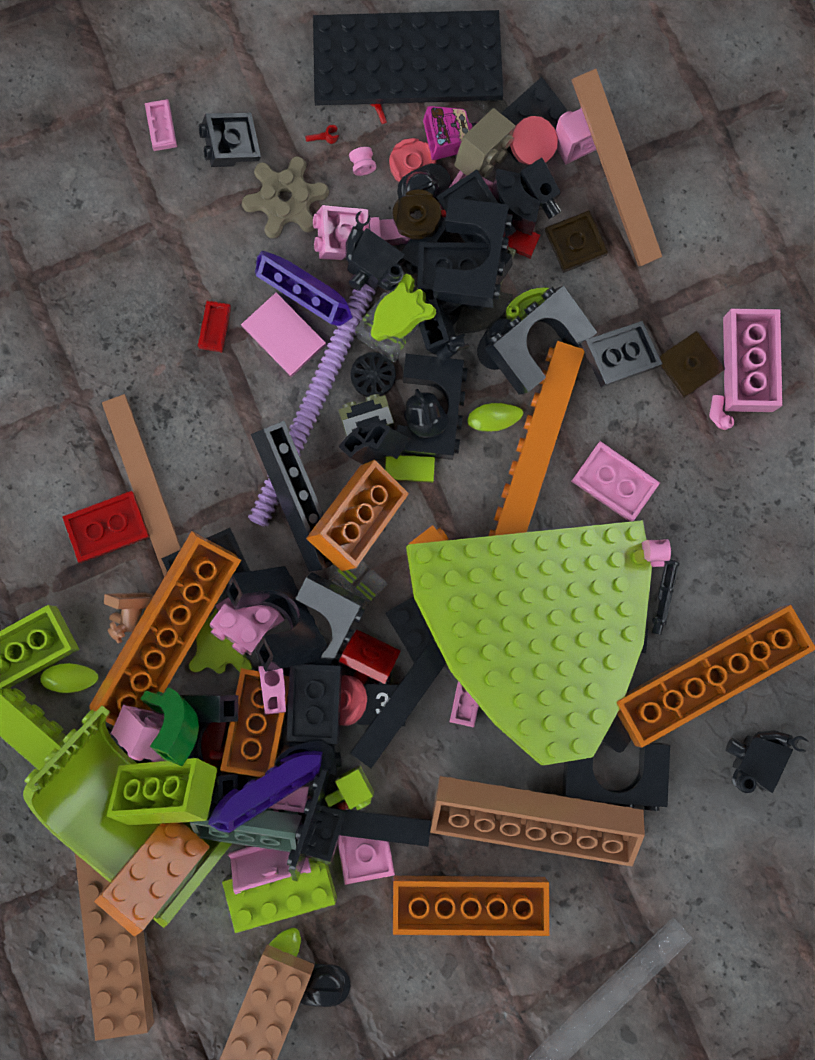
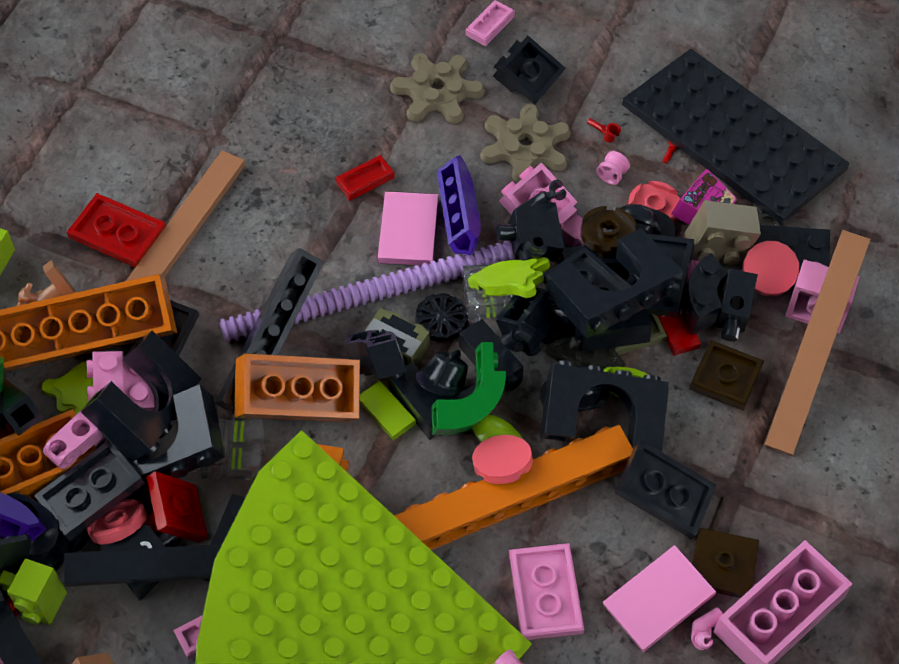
camera: 50 degrees right, 25 degrees down
(187, 226) = (430, 99): none -> dark tan plate
(469, 412) = (460, 415): none -> green arch
(517, 432) = (502, 459): none -> coral tile
(680, 422) = (659, 598): none -> bright pink tile

